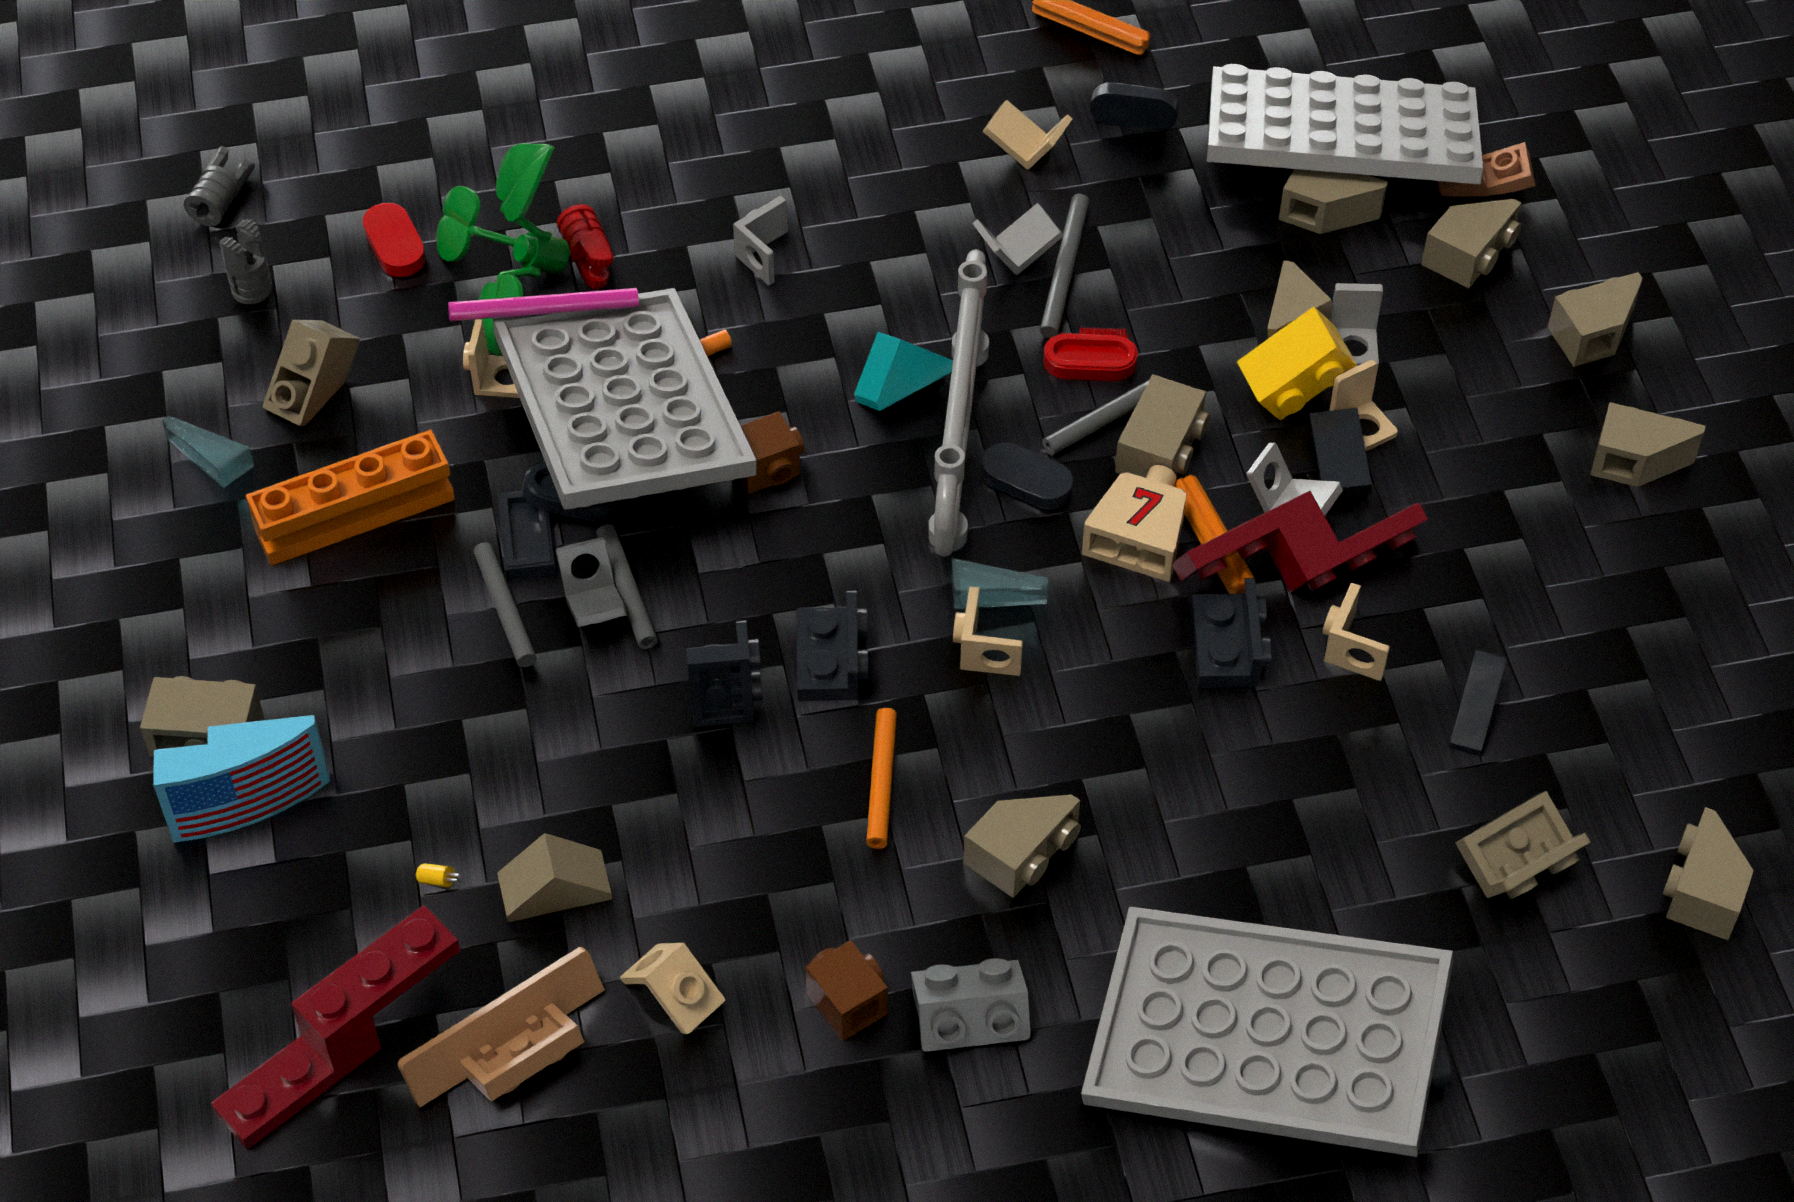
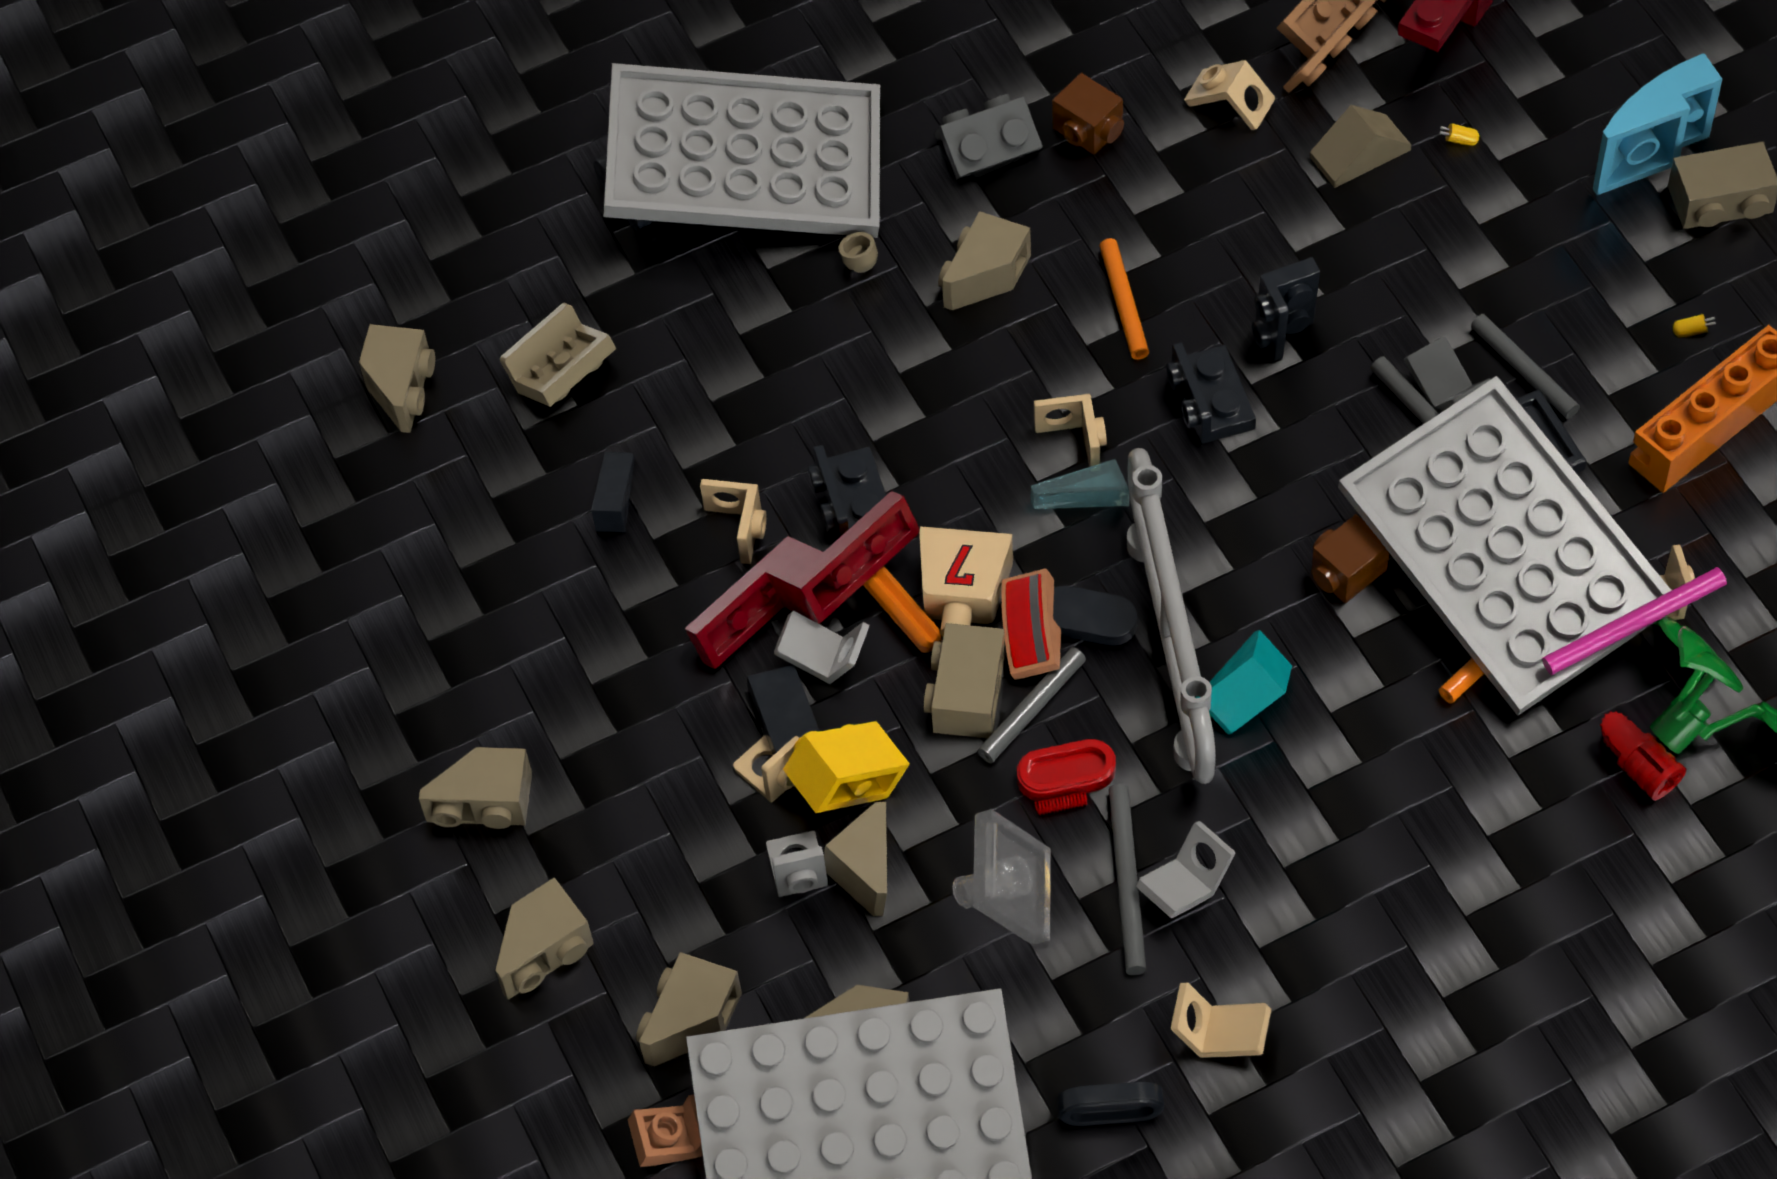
camera: 170 degrees right, 5 degrees up
(317, 606) = (1692, 326): none -> yellow piece
(758, 230) = (1475, 799): light grey bracket -> none
(1087, 463) = (1029, 625): none -> slope
(1152, 882) = (858, 251): none -> dark tan hinge
(1173, 253) = (1008, 878): none -> clear tile

